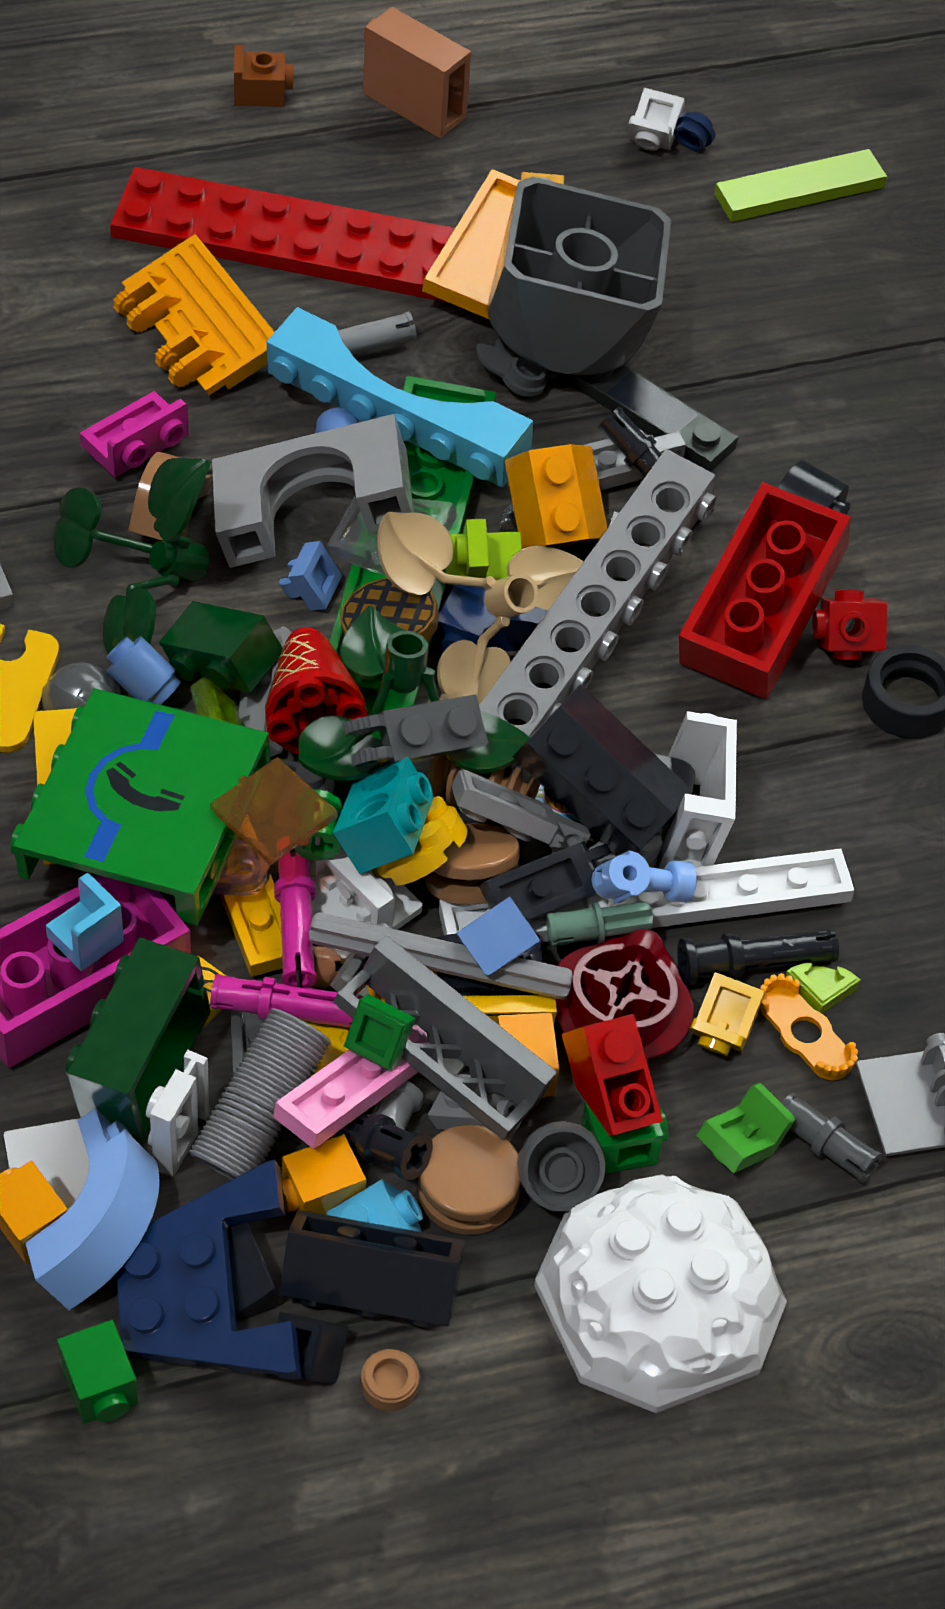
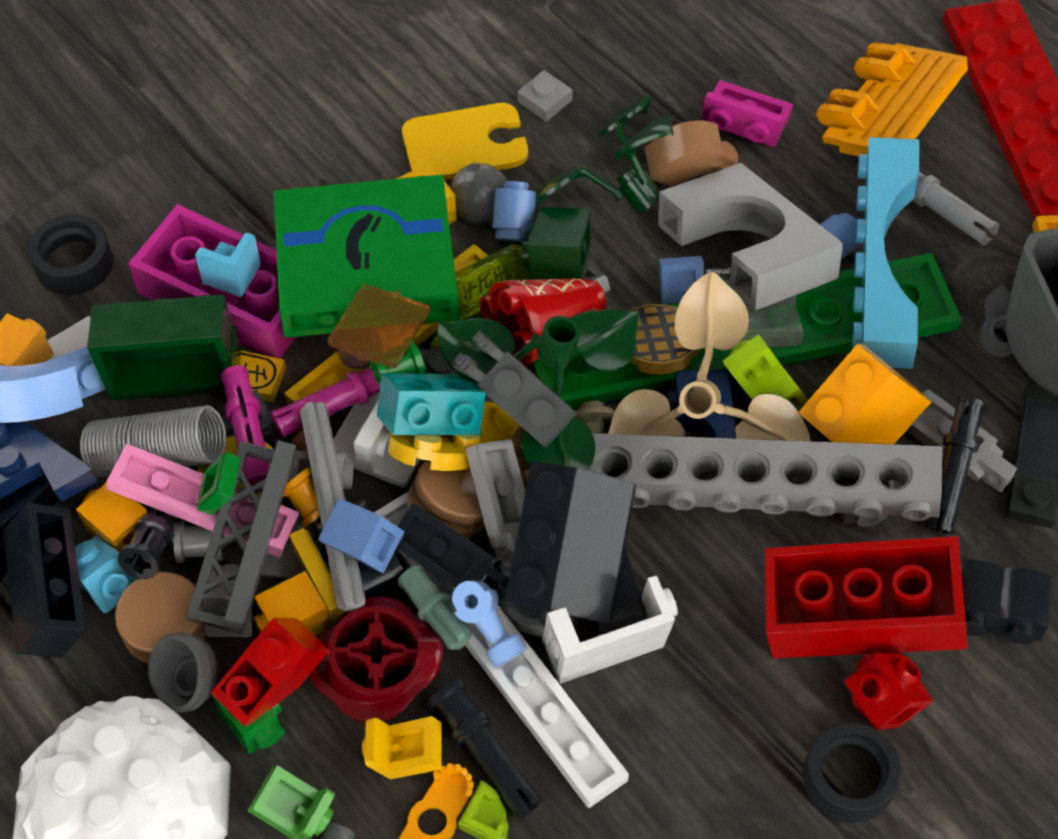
camera: 70 degrees right, 5 degrees up
(176, 1112) = (113, 393): white plate -> none

